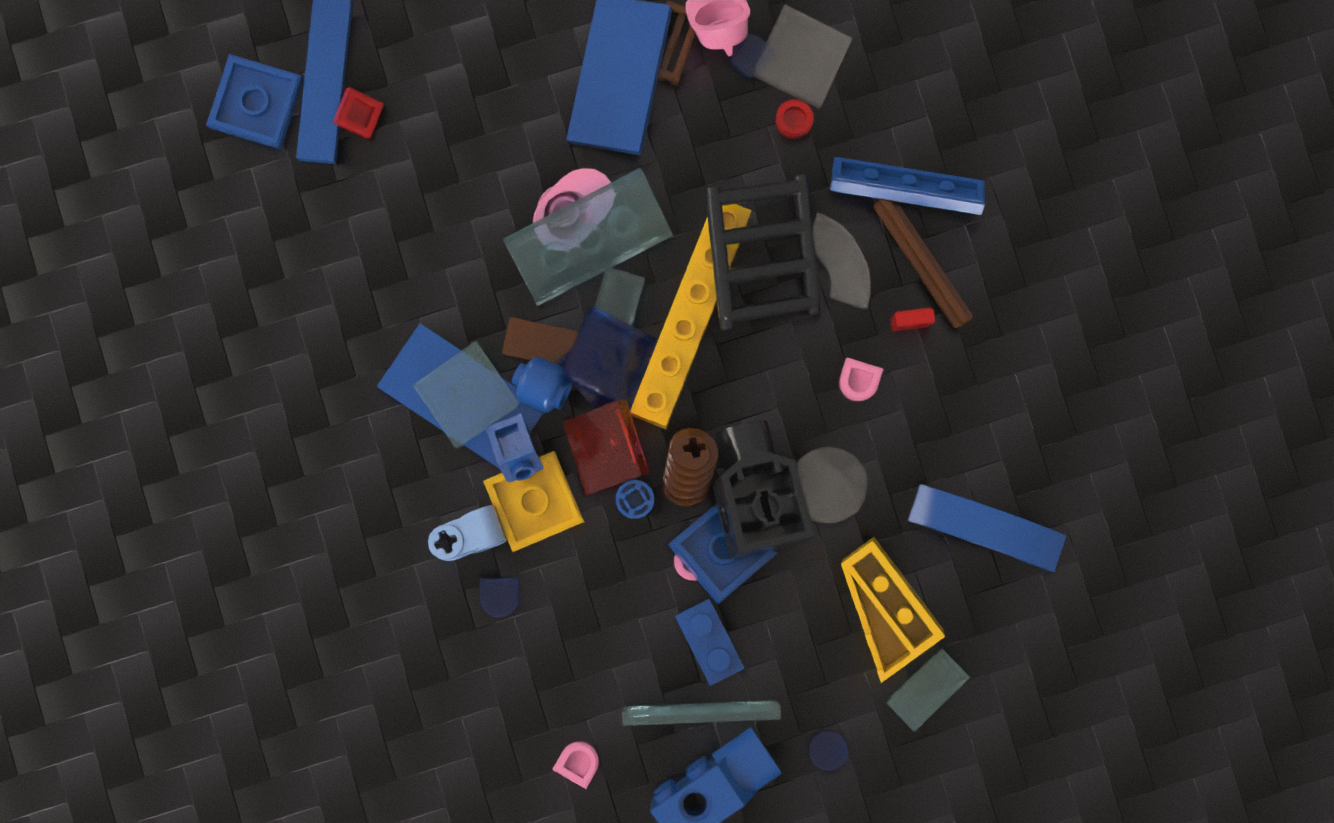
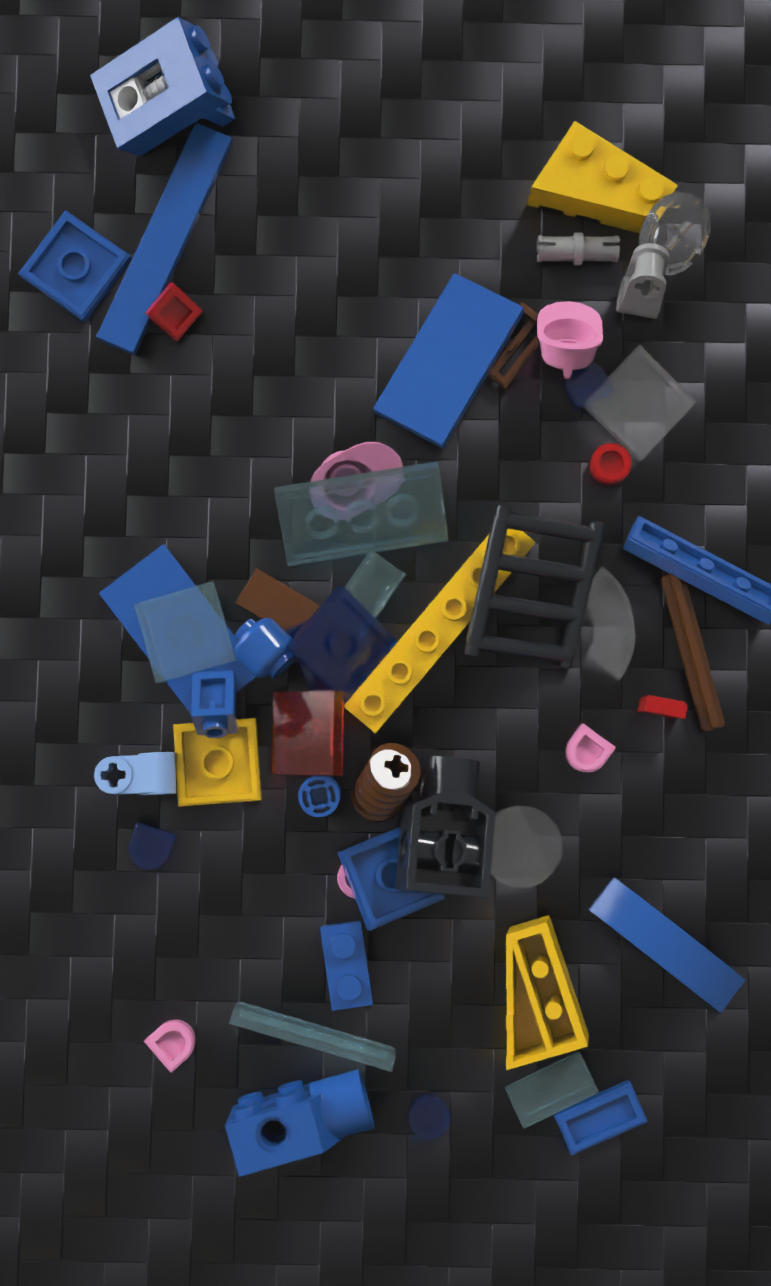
camera: 15 degrees right, 0 degrees up
(978, 699) = (600, 1117): none -> blue tile

